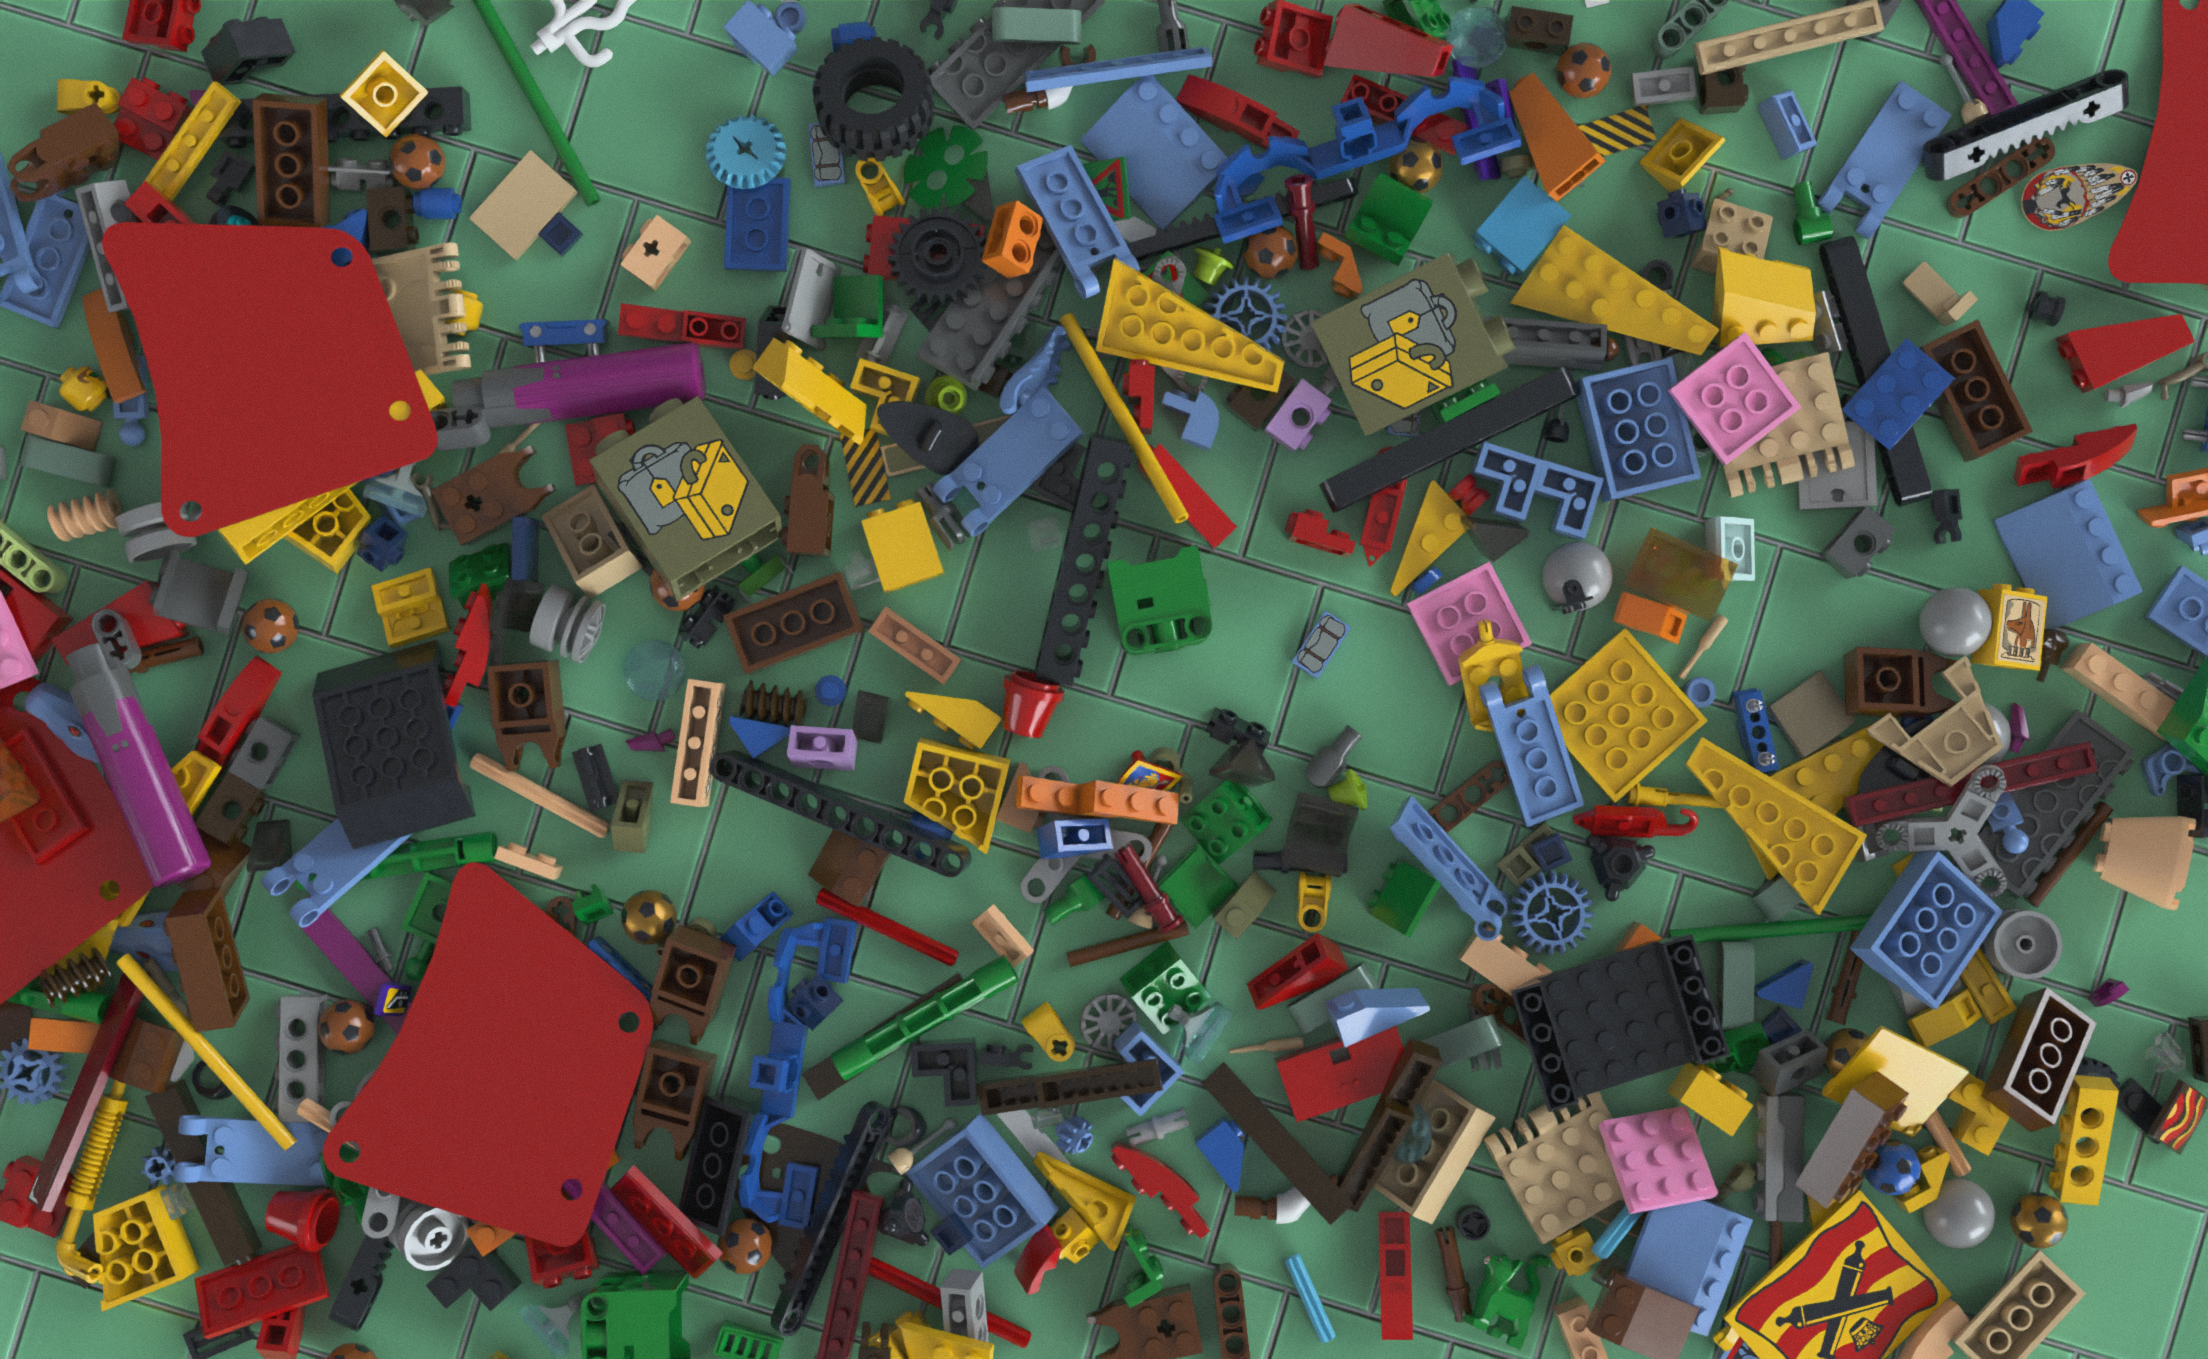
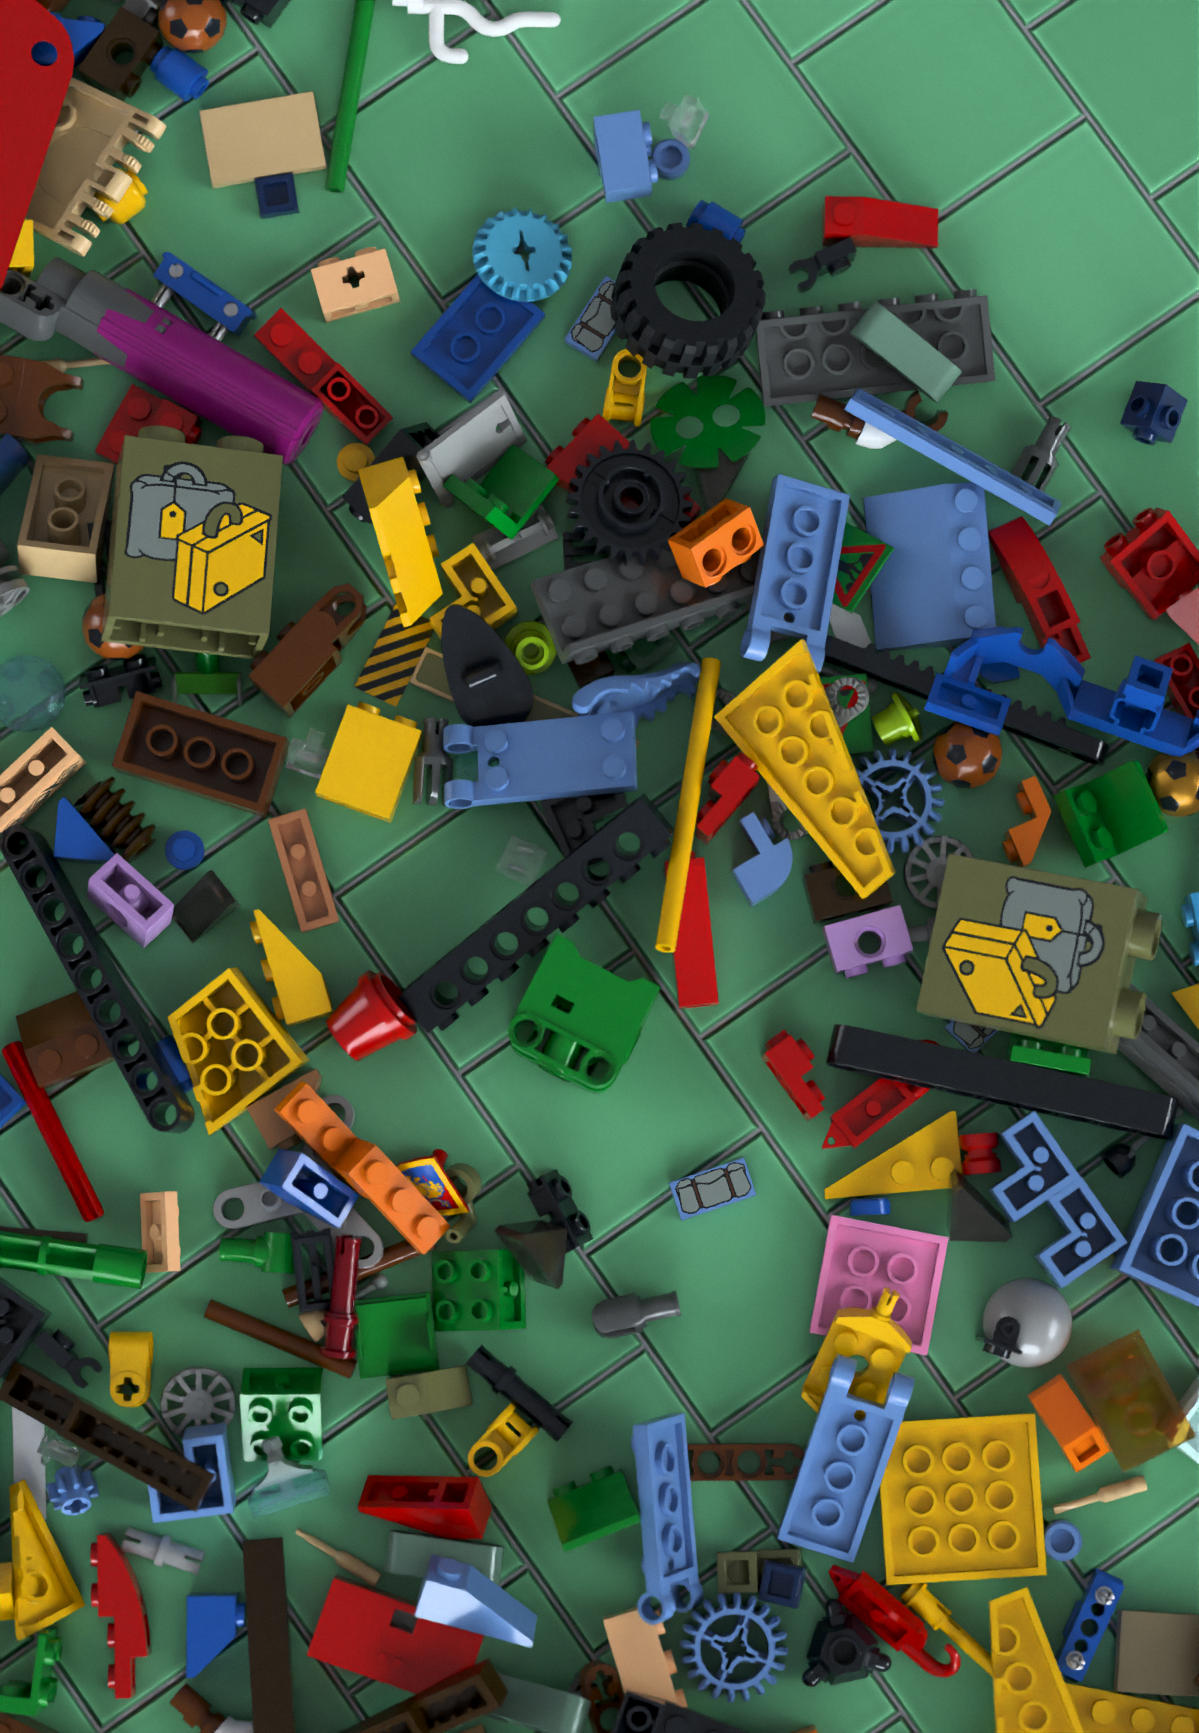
camera: 35 degrees right, 5 degrees down
(1302, 210) = (1030, 735): dark red pin -> none
(1318, 834) = (559, 1379): clear smoke bracket -> none
(1350, 791) = (623, 1361): lime piece -> none

